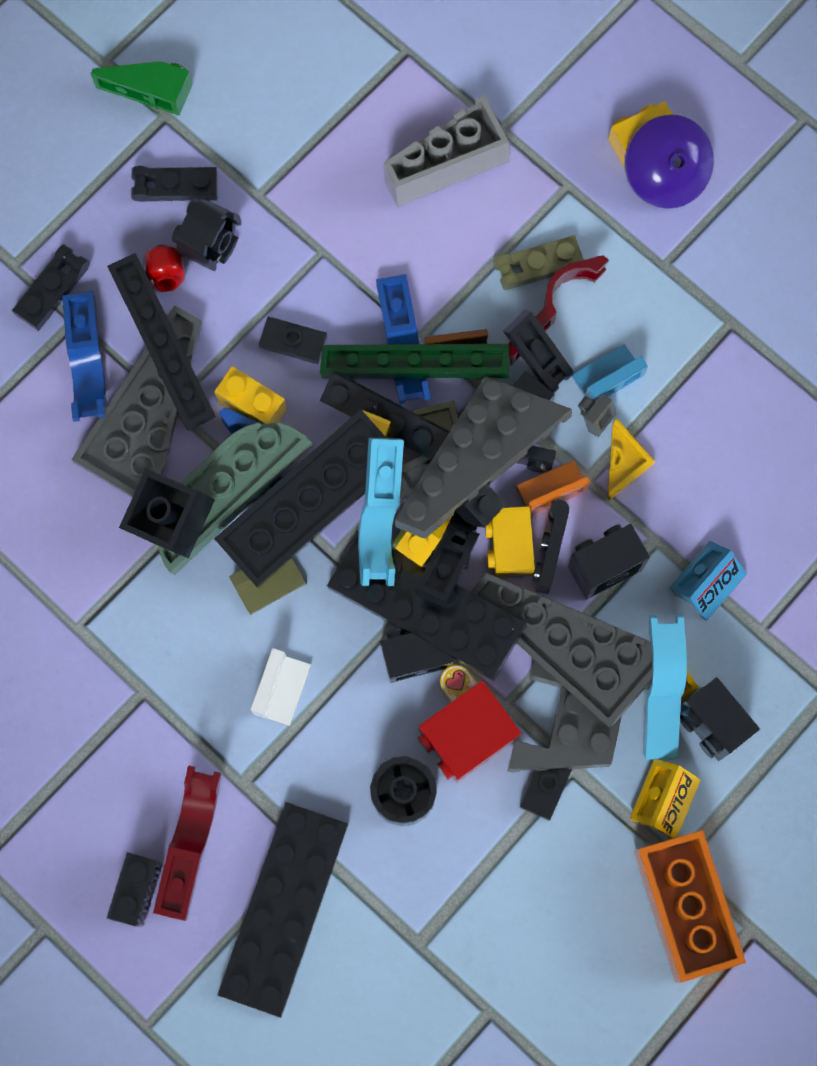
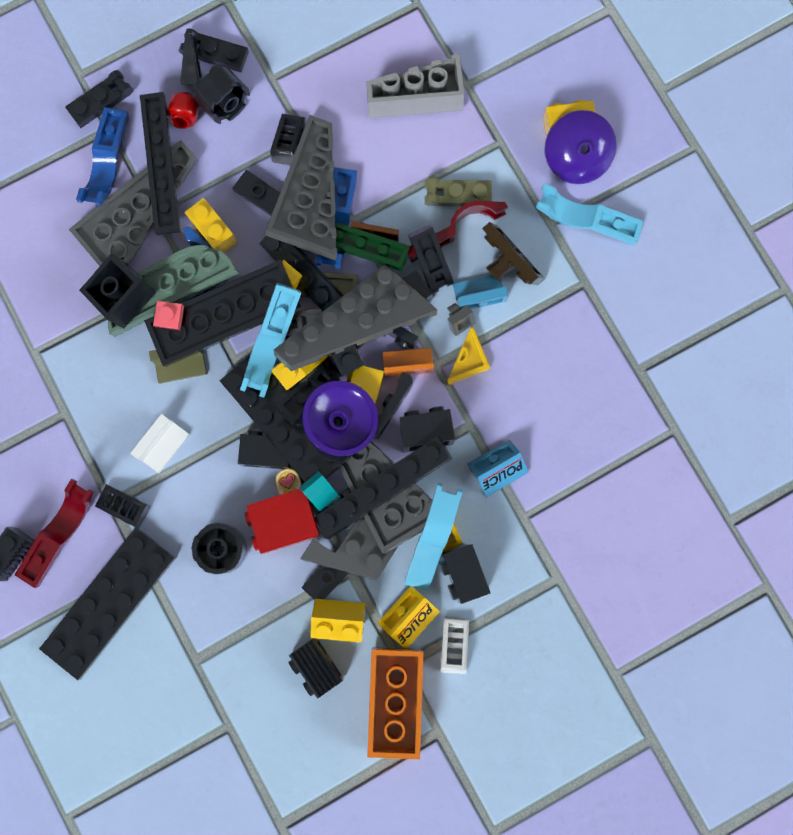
camera: 20 degrees right, 5 degrees up
(156, 213) = (190, 63): none -> black slope
(244, 521) = (168, 315): none -> coral plate
(285, 786) = (139, 515): none -> black slope
(305, 282) = (284, 153): none -> black slope
(361, 328) = (307, 199): none -> dark grey wing
(506, 680) = (320, 492): none -> teal slope
(512, 566) = (349, 405): none -> dark purple dish
(574, 899) = (315, 667): none -> black brick
(582, 647) = (383, 487): none -> black plate
(582, 830) = (337, 620): none -> yellow brick
(632, 321) = (509, 258): none -> dark brown plate
(710, 241) = (589, 216): none -> medium azure piece
(741, 843) = (455, 668): none -> white slope

